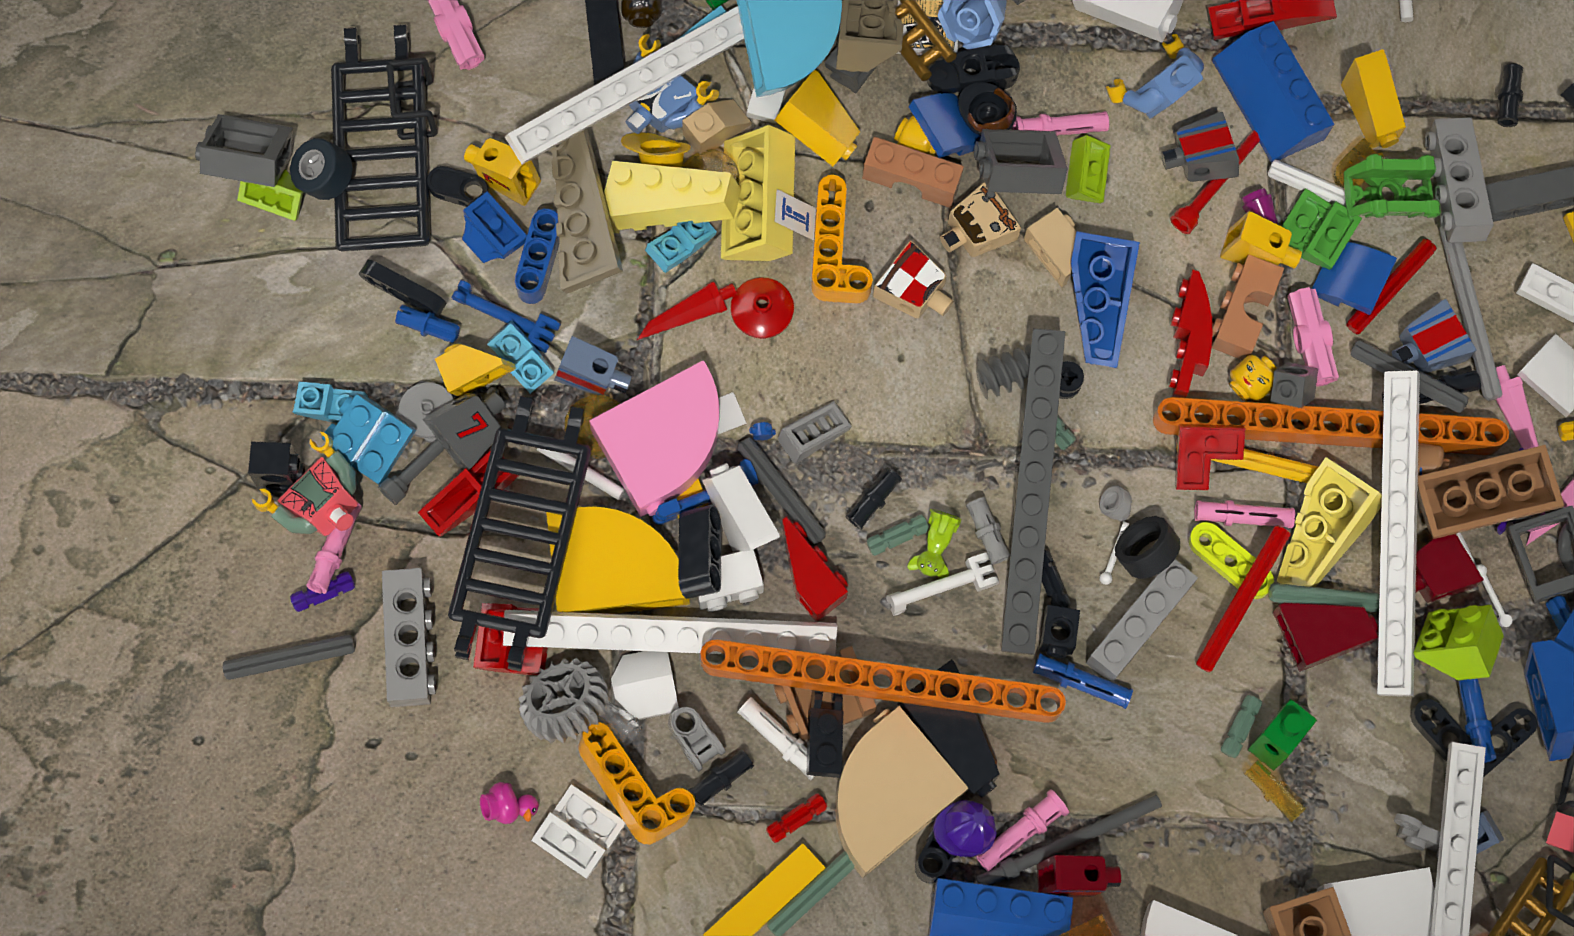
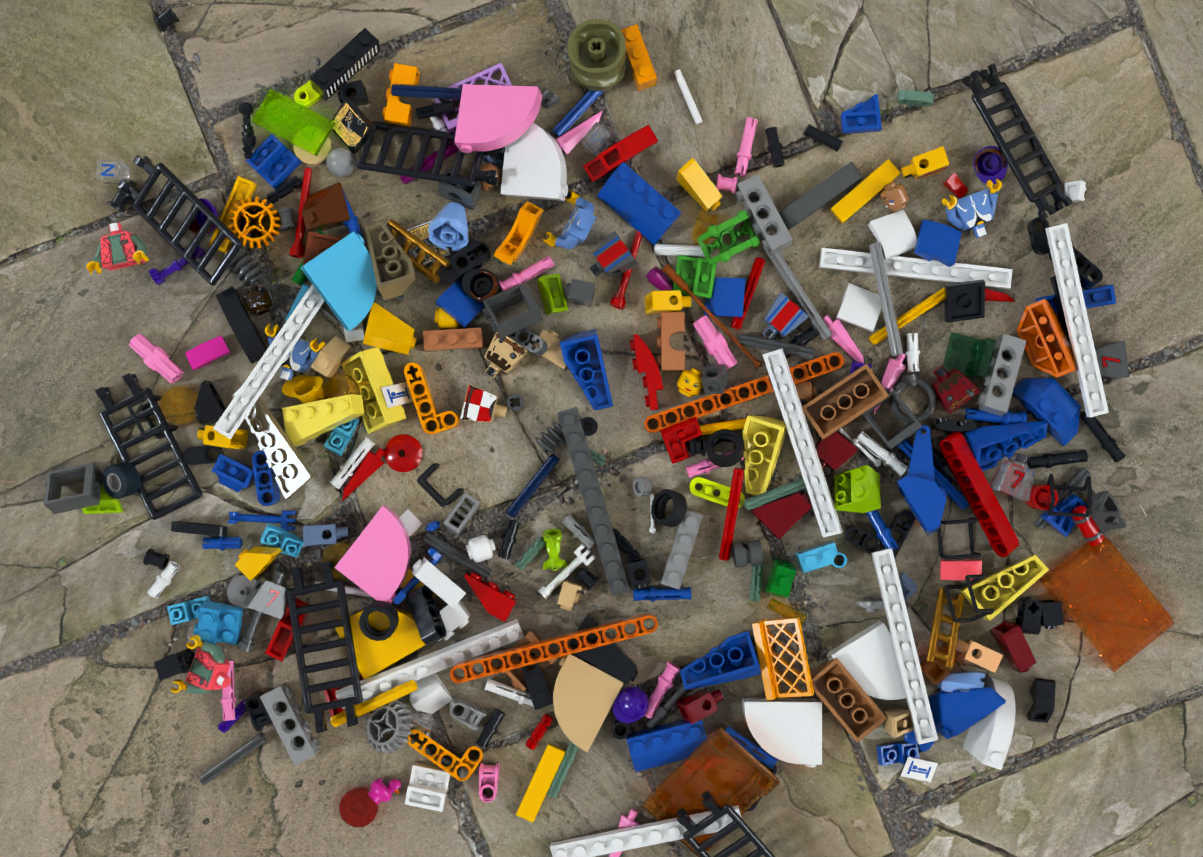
camera: 15 degrees left, 15 degrees up
(312, 341) = (163, 579): none -> white pin
(316, 306) = (156, 559): none -> black bush
(366, 604) = (257, 713): none -> black piece
(452, 818) = (357, 807): none -> clear red tile
(457, 103) = (179, 405): none -> clear yellow tile
(500, 114) = (208, 404): none -> black slope
(527, 44) = (207, 352): none -> dark pink slope
(561, 653) = (377, 701): none -> yellow axle
(599, 525) = (373, 633): none -> black tyre
(646, 304) = (347, 469): none -> white pin
(684, 855) = (488, 778): none -> bright pink piece
(783, 356) = (432, 492): none -> black piece
(823, 492) = (480, 548): none -> white head
(934, 619) = (569, 594): none -> tan brick
(943, 434) = (533, 484): none -> dark blue axle
(964, 310) = (515, 408): none -> dark grey bush
(972, 606) = (586, 578): none -> black bush
(1037, 231) = (532, 337): none -> dark grey beam
(1078, 62) = (520, 233): none -> light orange arch
(1135, 178) = (580, 292): none -> dark grey brick
(1149, 830) = (726, 663): none -> blue wedge
(1215, 857) = (767, 658): none -> light orange fence
(1224, 475) = (695, 446): none -> black wheel
(1245, 671) = (747, 553): none -> dark grey wheel
(1265, 507) = (721, 436): none -> black tyre
(1298, 234) = (685, 288): none -> dark orange piece
(1360, 724) = (819, 557): none -> medium azure hinge
(1418, 117) = (726, 184): none -> bright pink bush
(1460, 87) = (744, 154): none -> bright pink pin
(1524, 617) = (885, 456): none -> white pin

